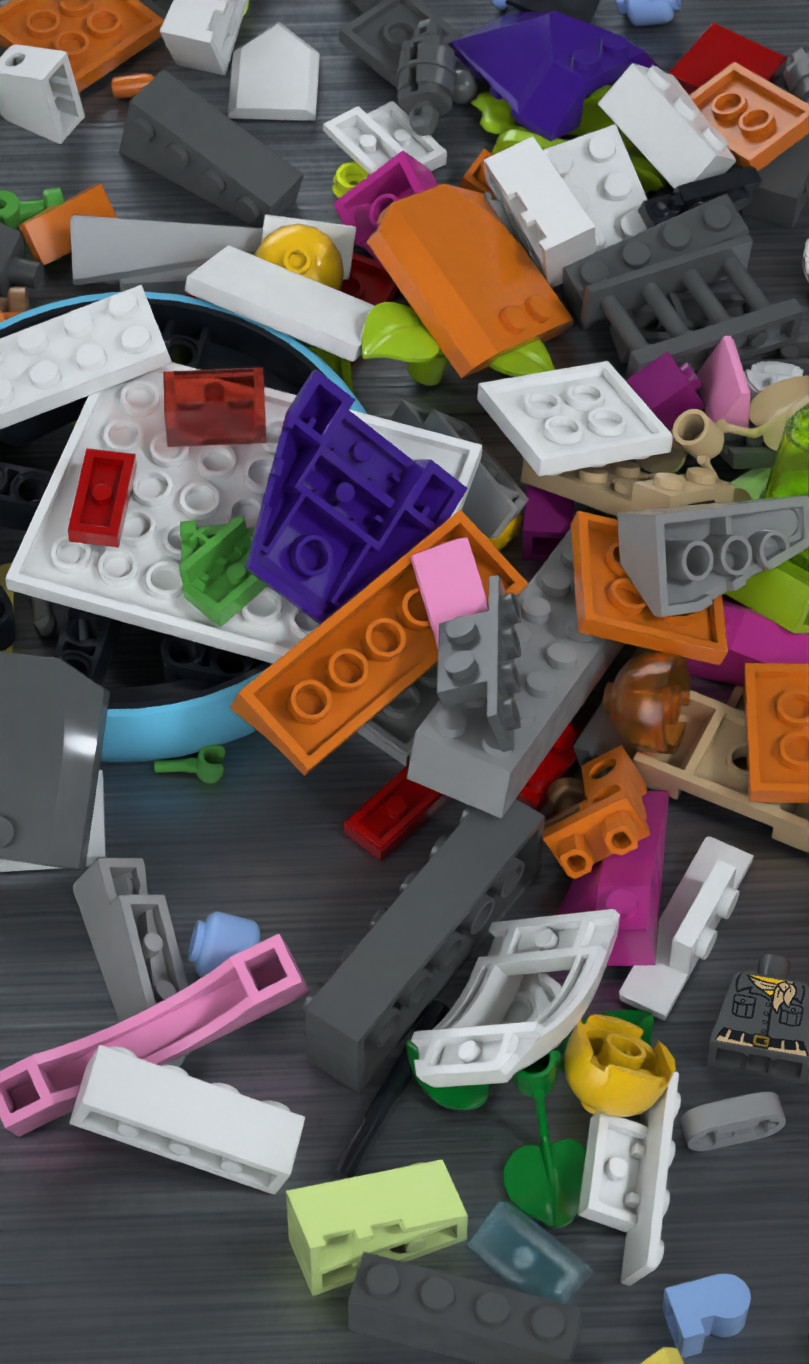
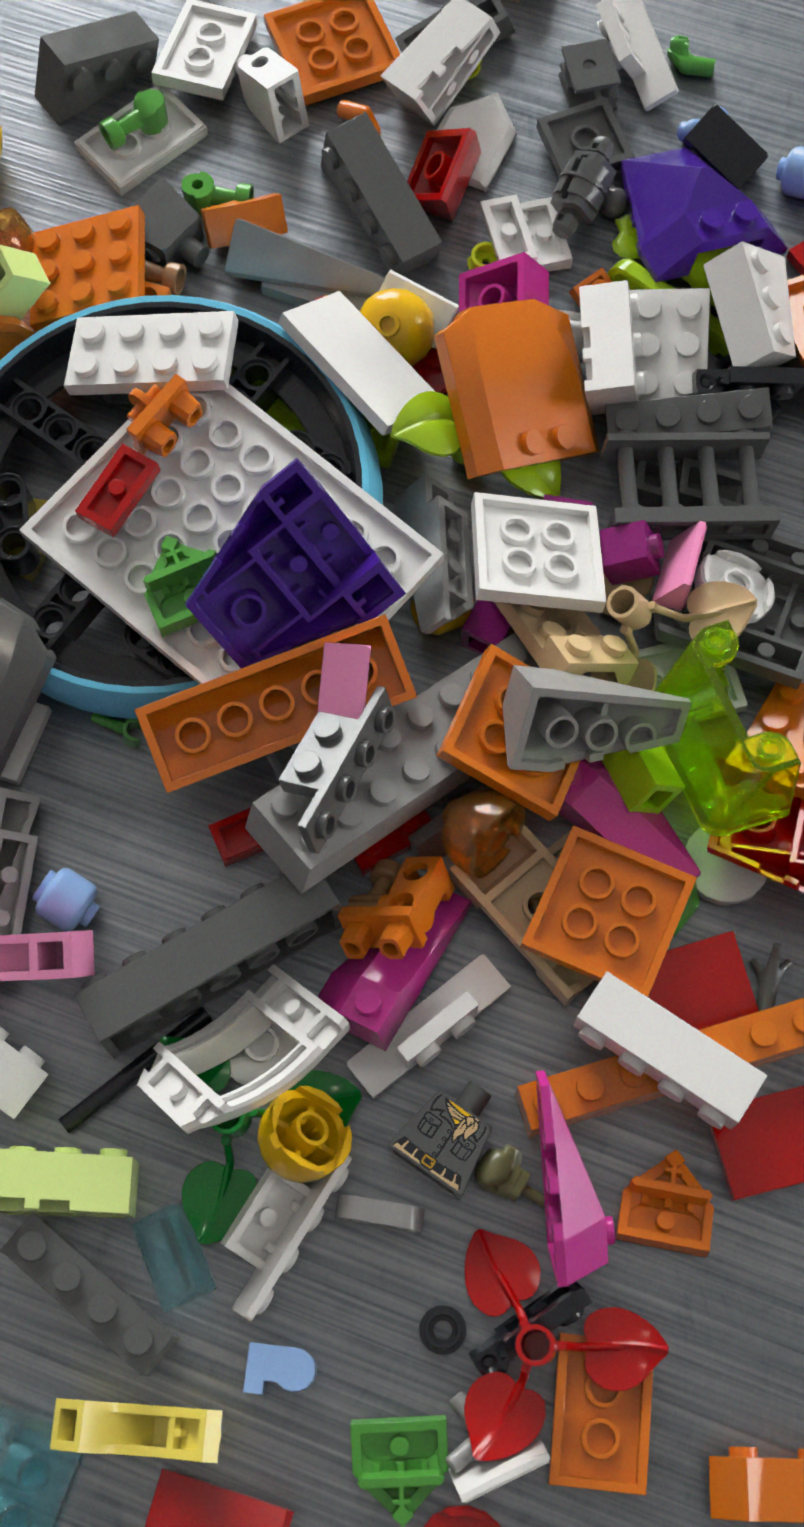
camera: 25 degrees right, 15 degrees up
(104, 407) = (156, 411): none -> orange hips
(214, 407) = (234, 445): clear red brick -> none
(264, 102) = (444, 170): none -> red slope

